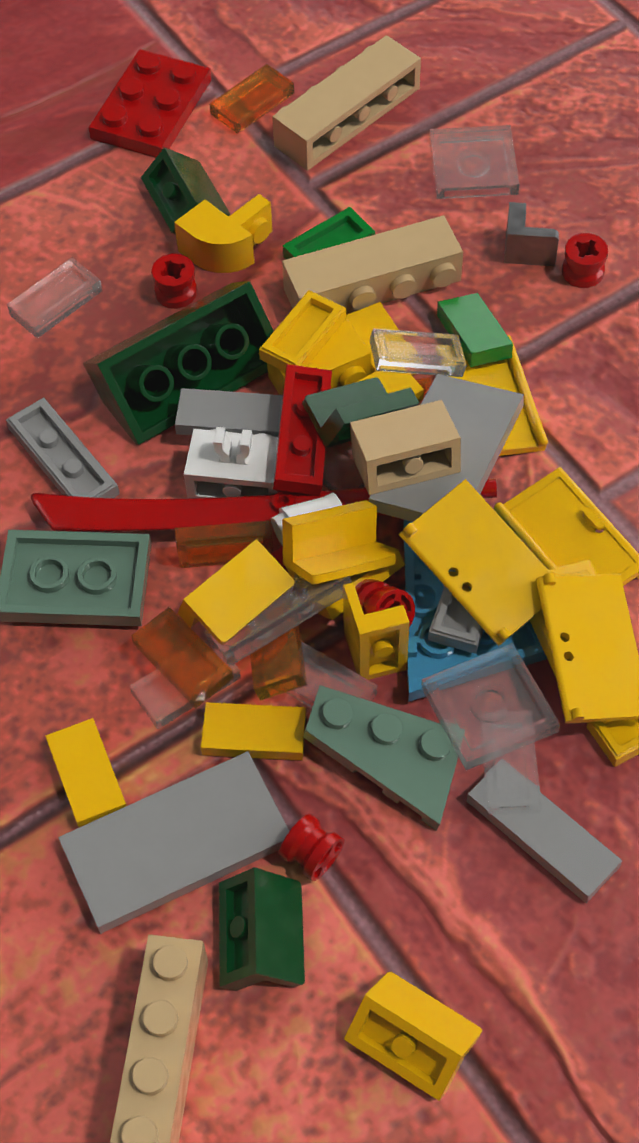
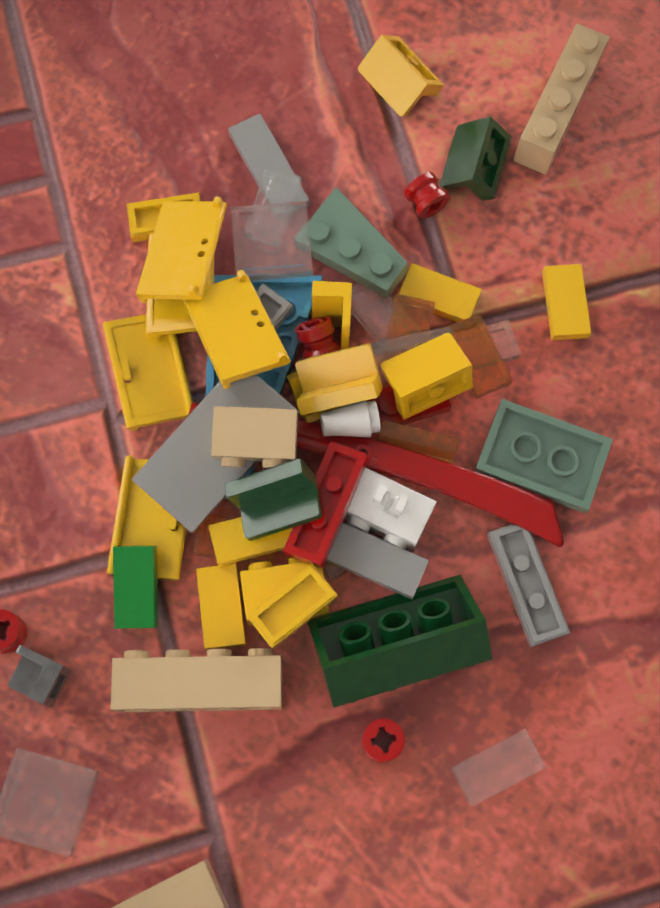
camera: 165 degrees left, 15 degrees up
(174, 841) = (515, 236): light grey tile -> none
(179, 185) = (340, 859): dark green panel -> none
(223, 241) = (328, 770): yellow brick -> none
(334, 231) = (222, 743): green tile -> none
(417, 352) = (198, 563): clear tile -> none

